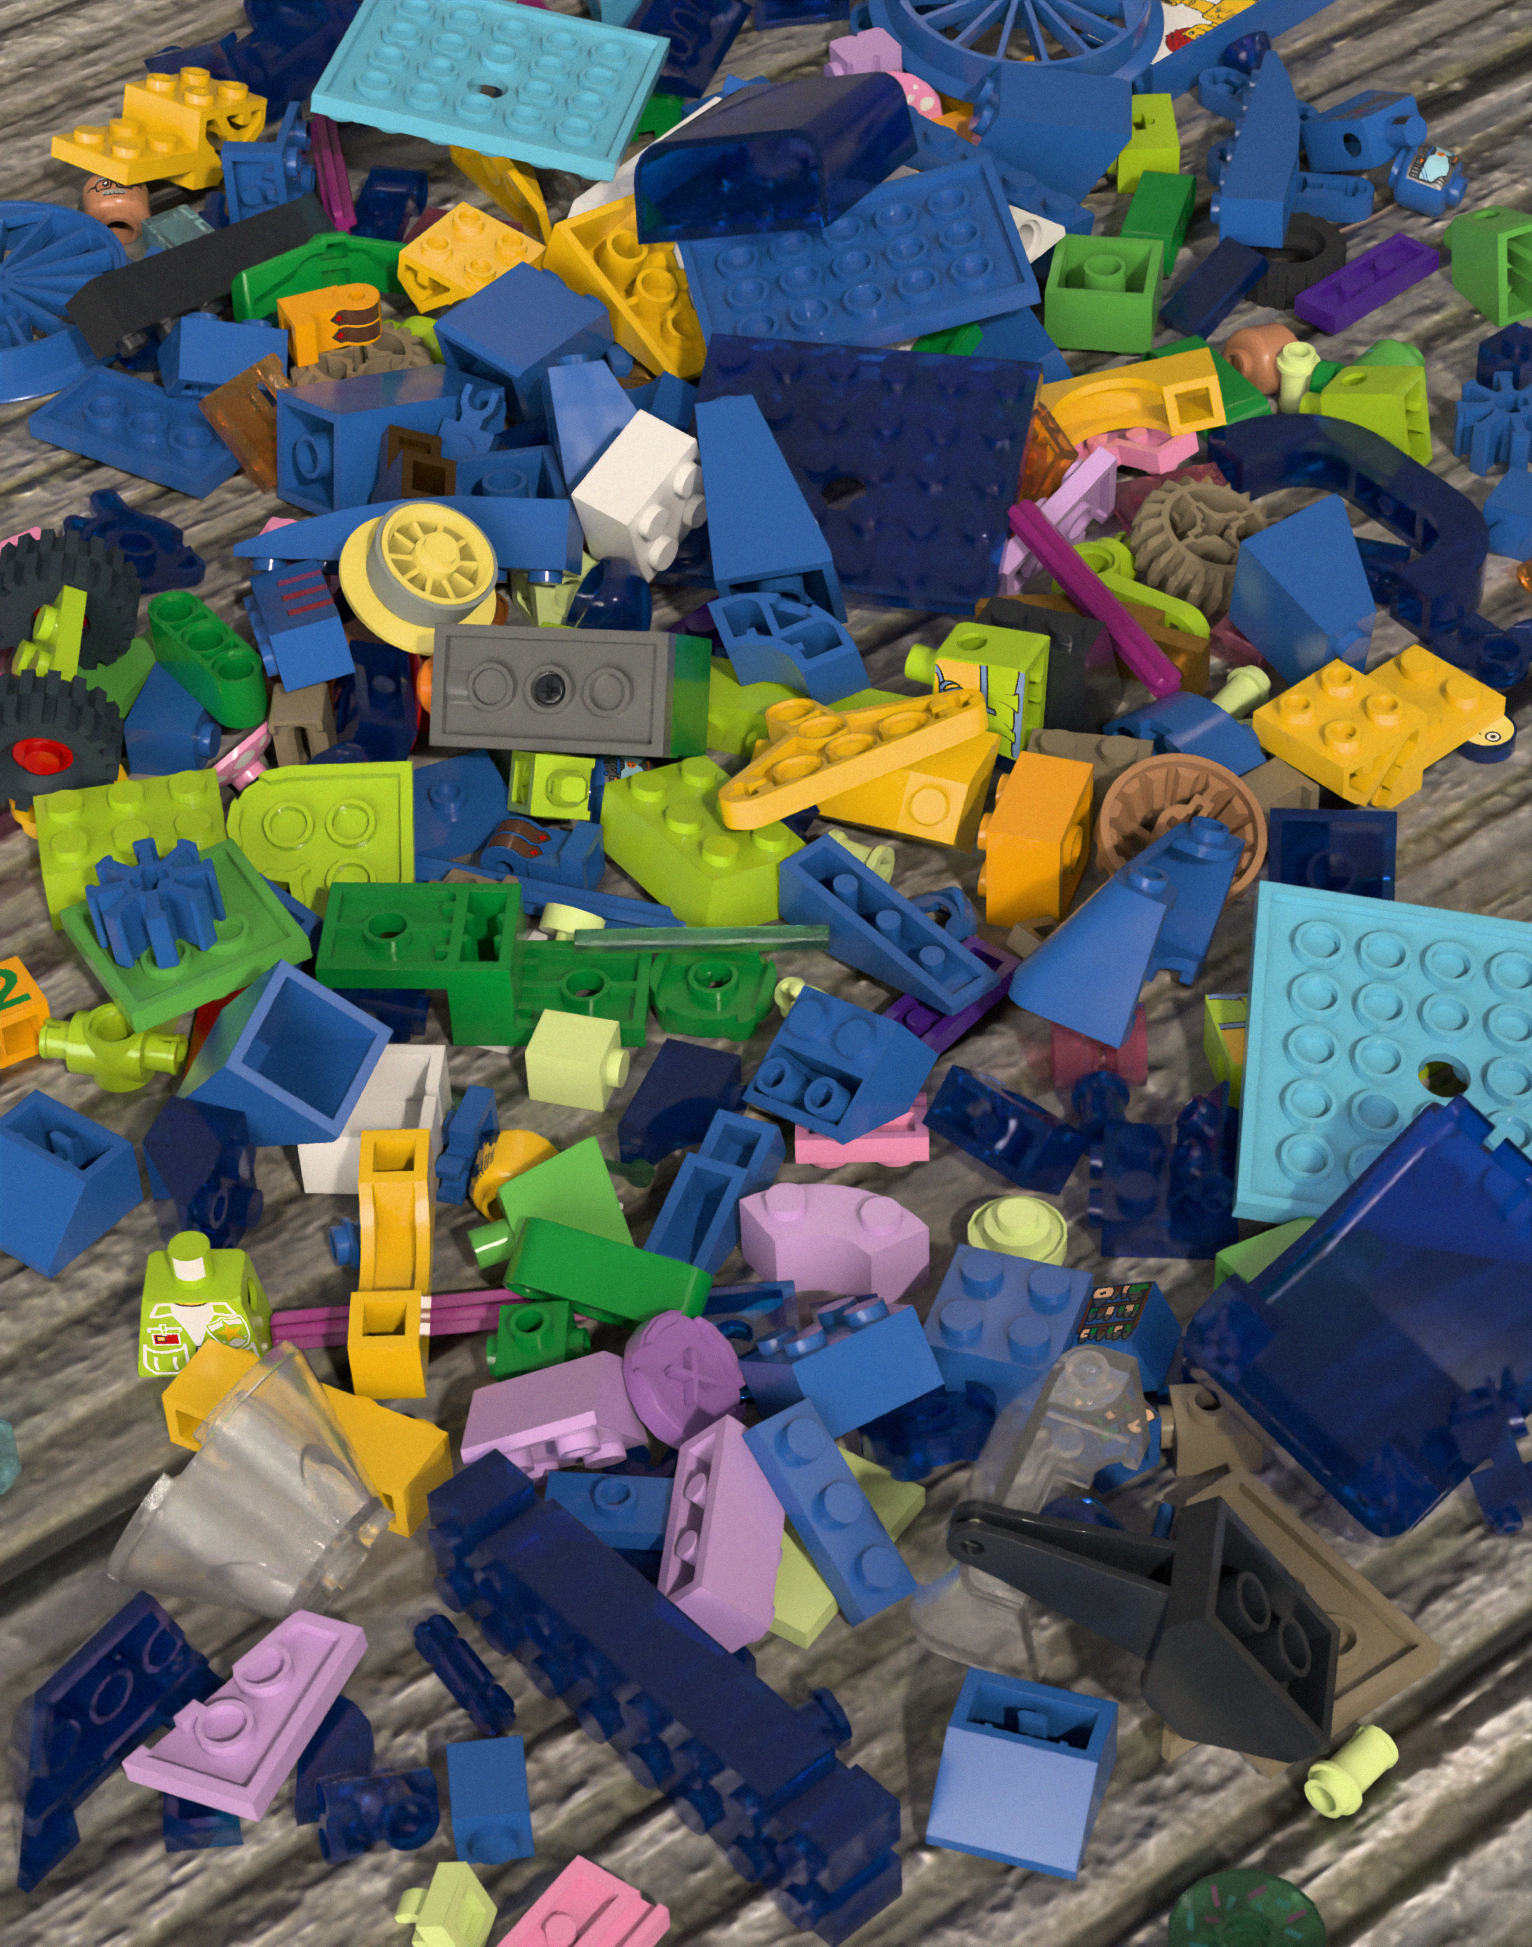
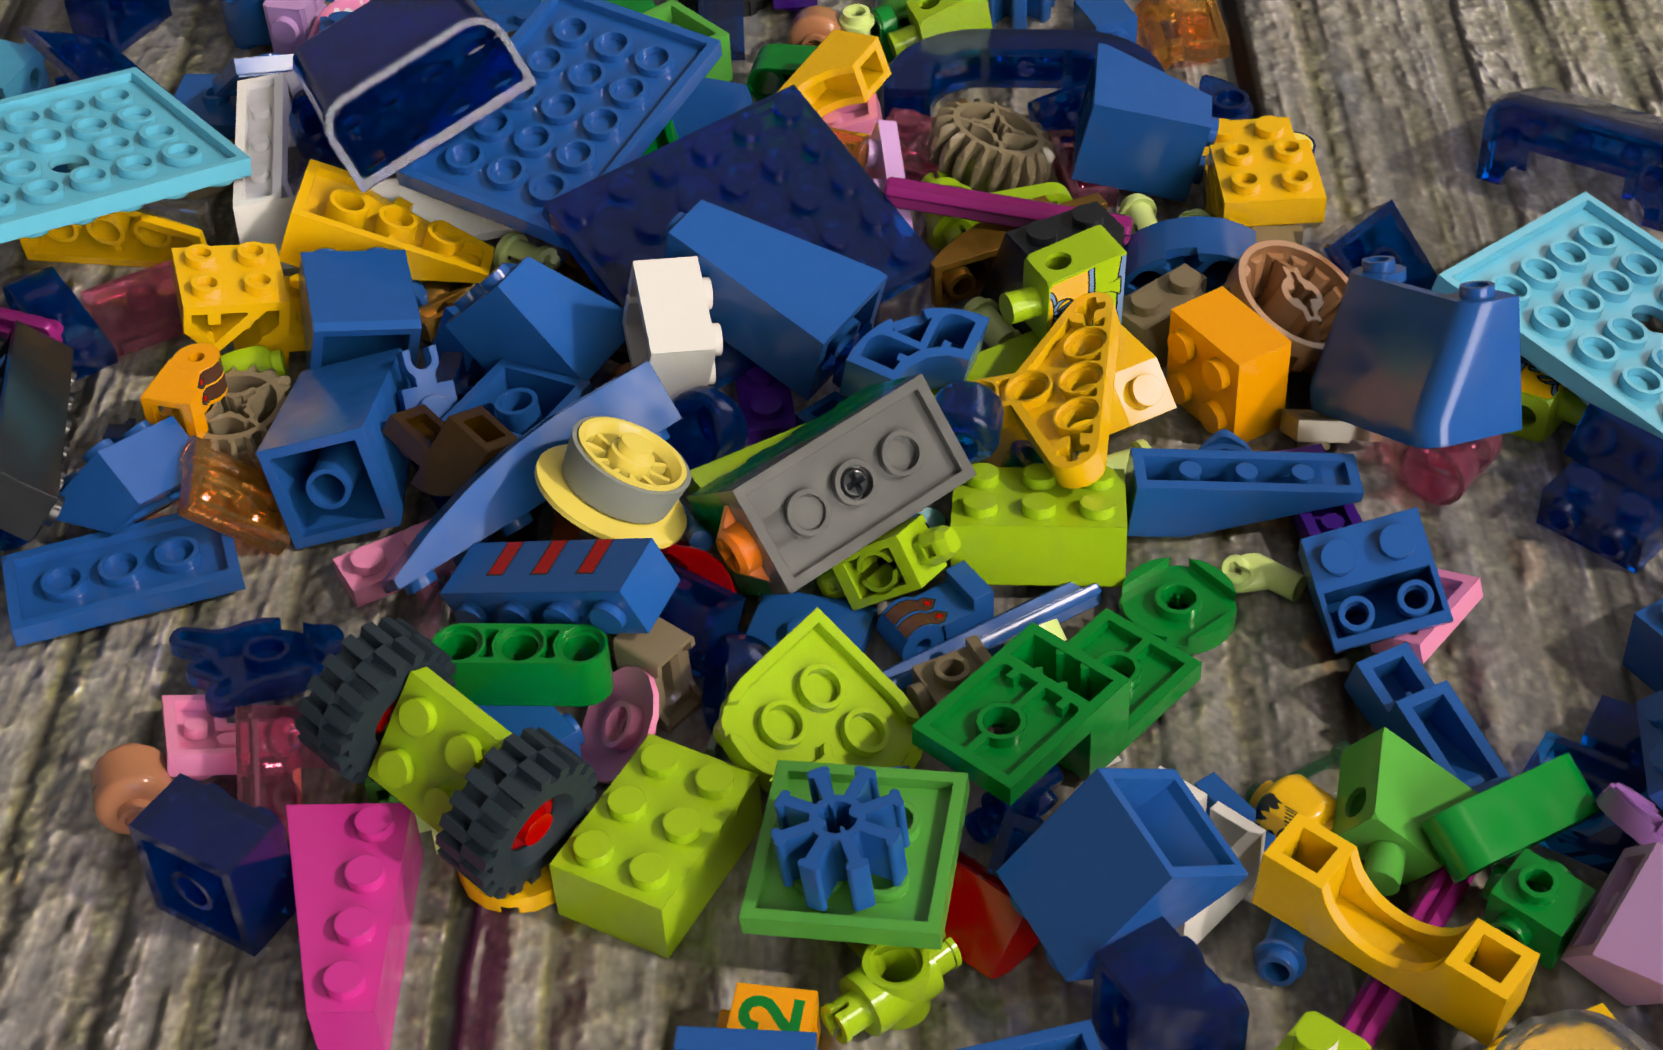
camera: 50 degrees left, 0 degrees up
(320, 263) = (115, 372): green plate -> none
(575, 1060) = (1194, 719): yellowish green brick -> none
(680, 1100) = (1297, 685): clear blue arch -> none
(702, 939) = (1142, 579): clear green bar -> none
(730, 718) = (974, 417): none -> clear blue head
(835, 1240) = (1543, 681): lavender brick -> none
(1005, 1130) = (1507, 538): clear blue brick -> none
(1020, 1228) = (1605, 596): yellowish green plate -> none
(1099, 1099) = (1511, 491): clear blue bush -> none

